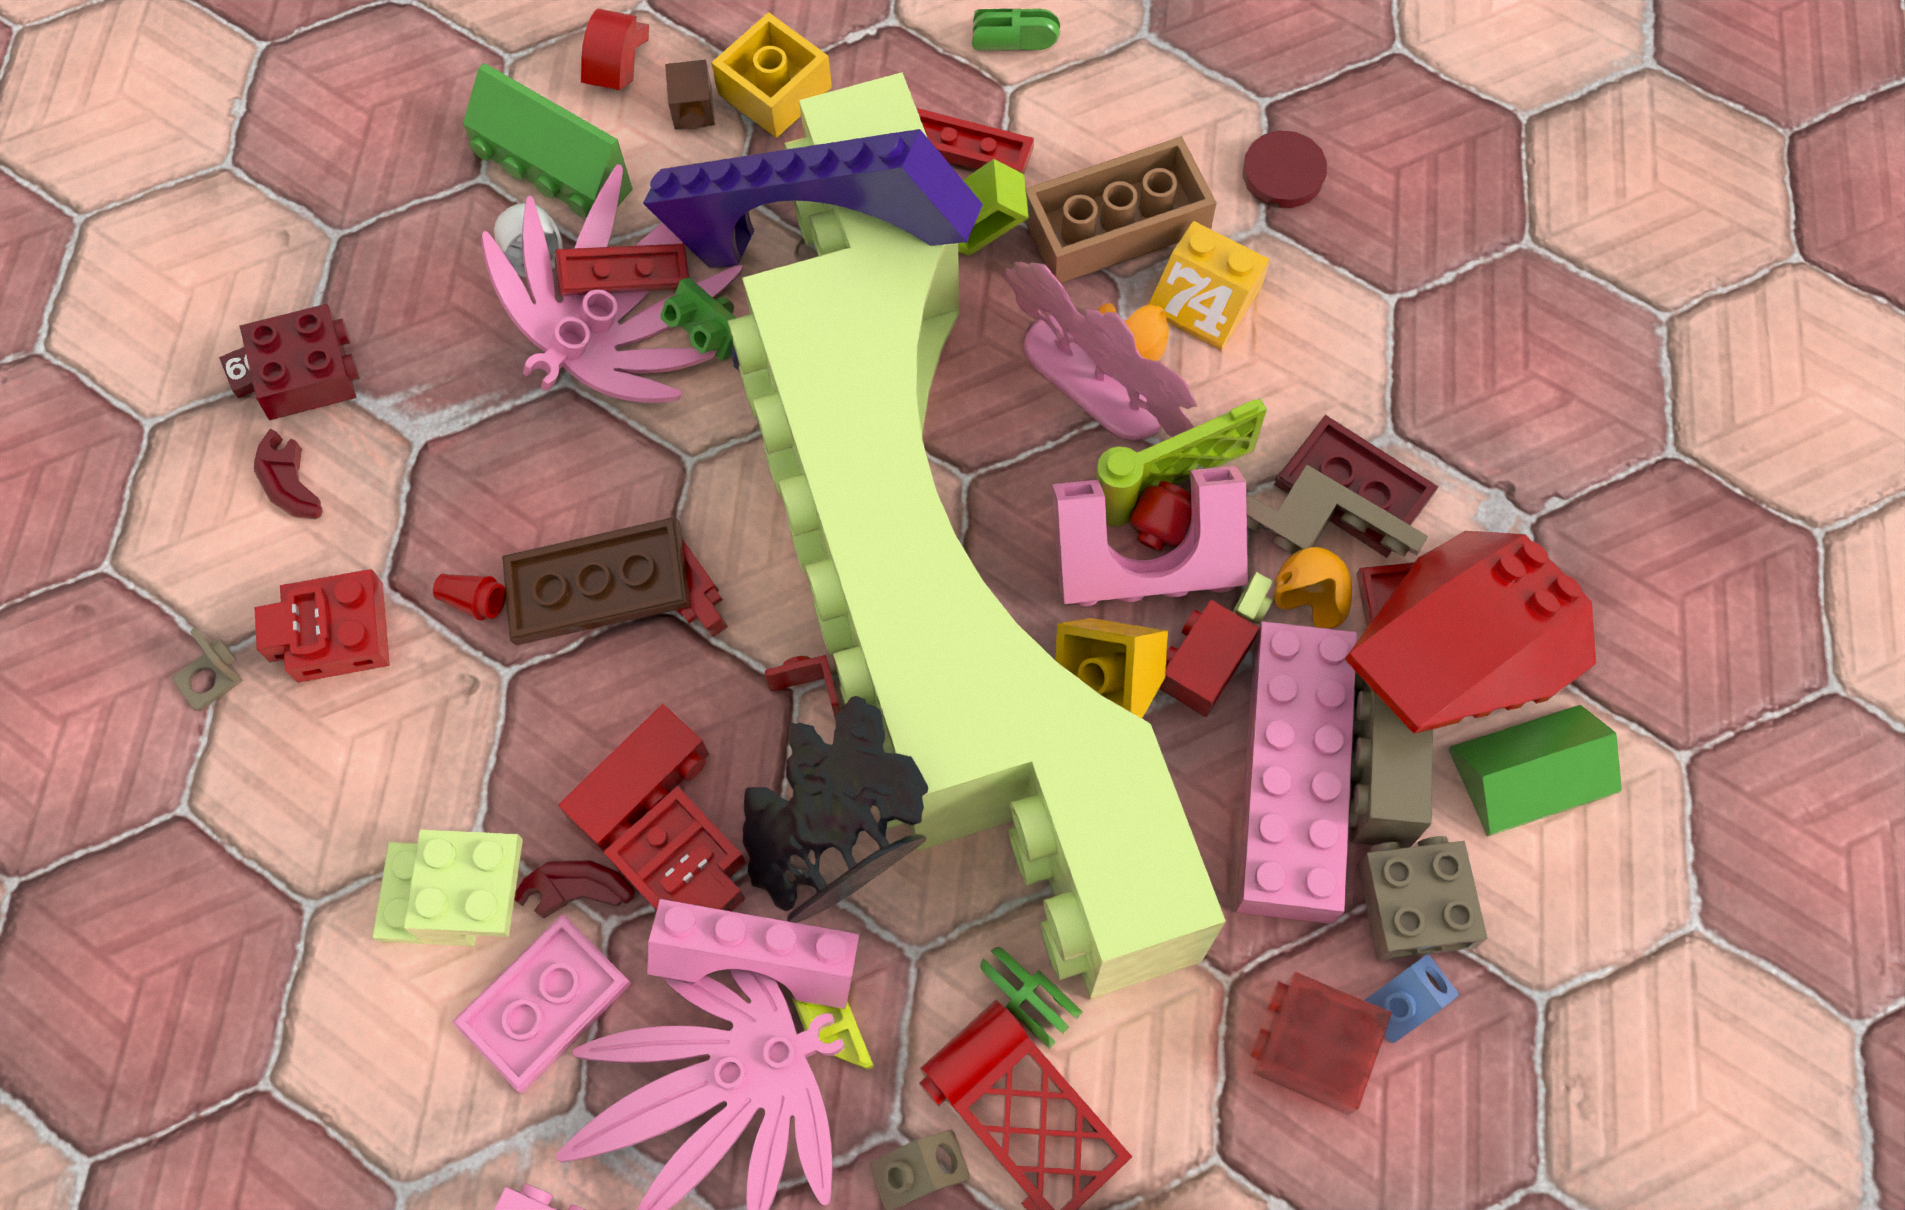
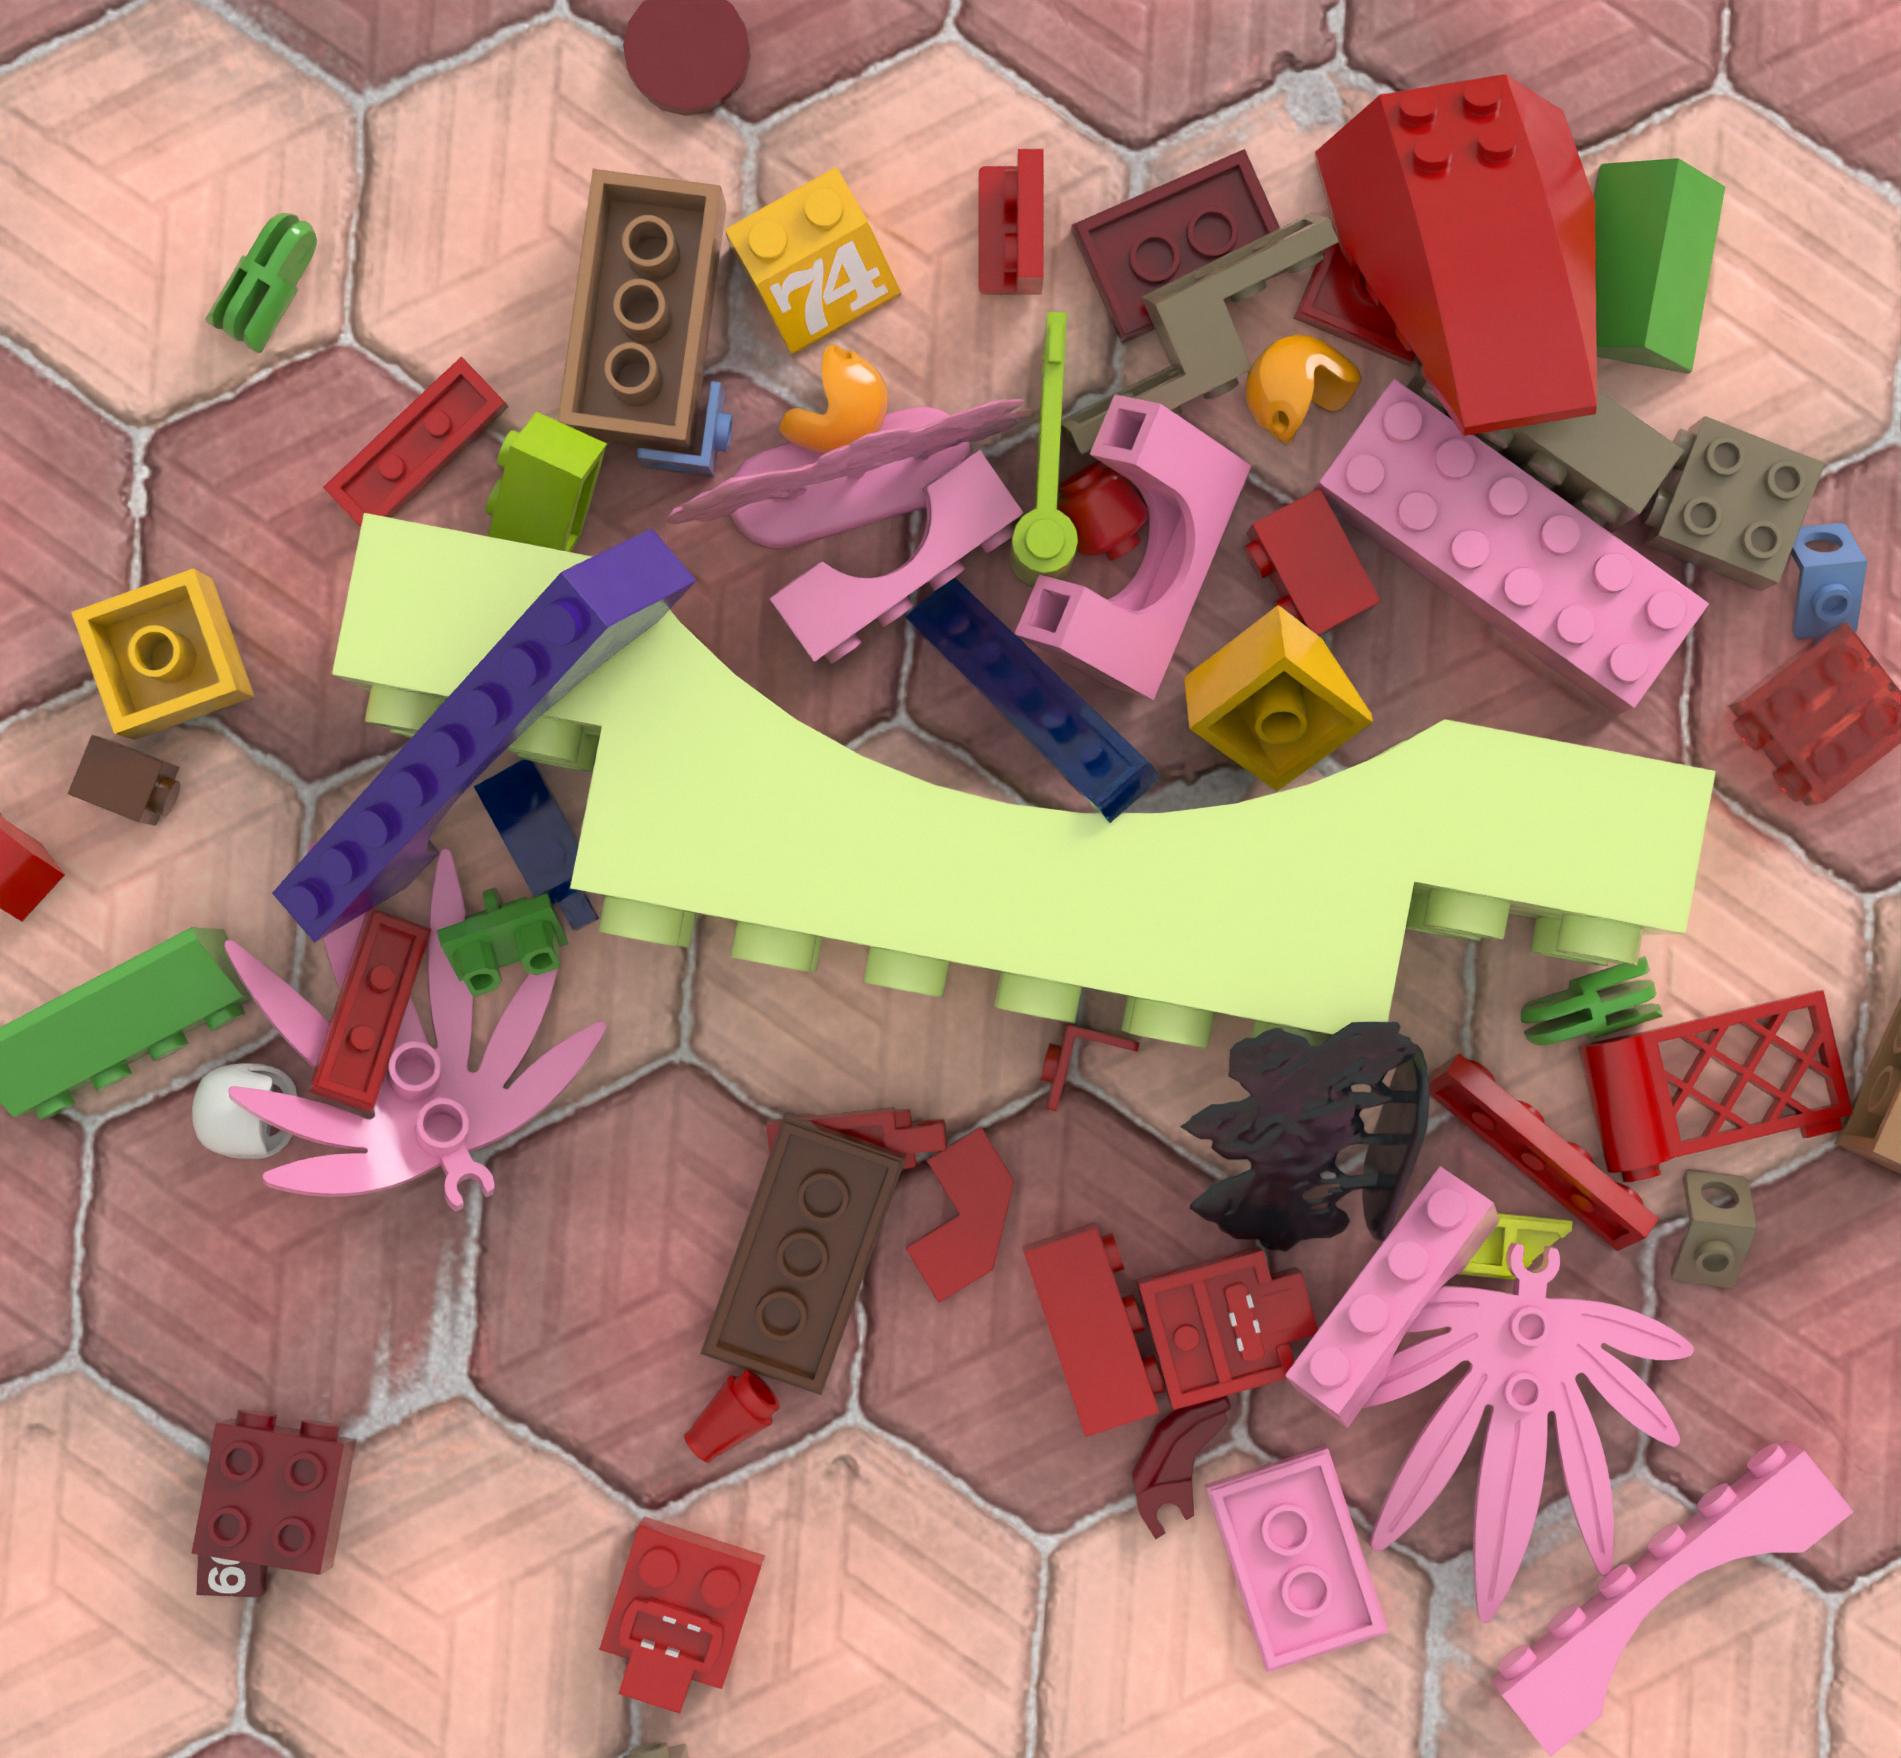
camera: 60 degrees left, 20 degrees up
(280, 479) = (427, 1586): dark red piece -> none
(448, 888) = (1115, 1610): yellowish green bracket -> none
(691, 670) = (969, 1242): none -> red tile
(905, 1030) = (1540, 1153): none -> red plate
(1007, 397) = (963, 511): none -> bright pink arch
(1014, 506) = (1034, 700): none -> clear blue tile
(1075, 282) = (716, 438): none -> medium blue bracket
(1253, 600) = (1273, 474): yellowish green plate -> none
(1304, 380) = (1012, 226): none -> red bracket

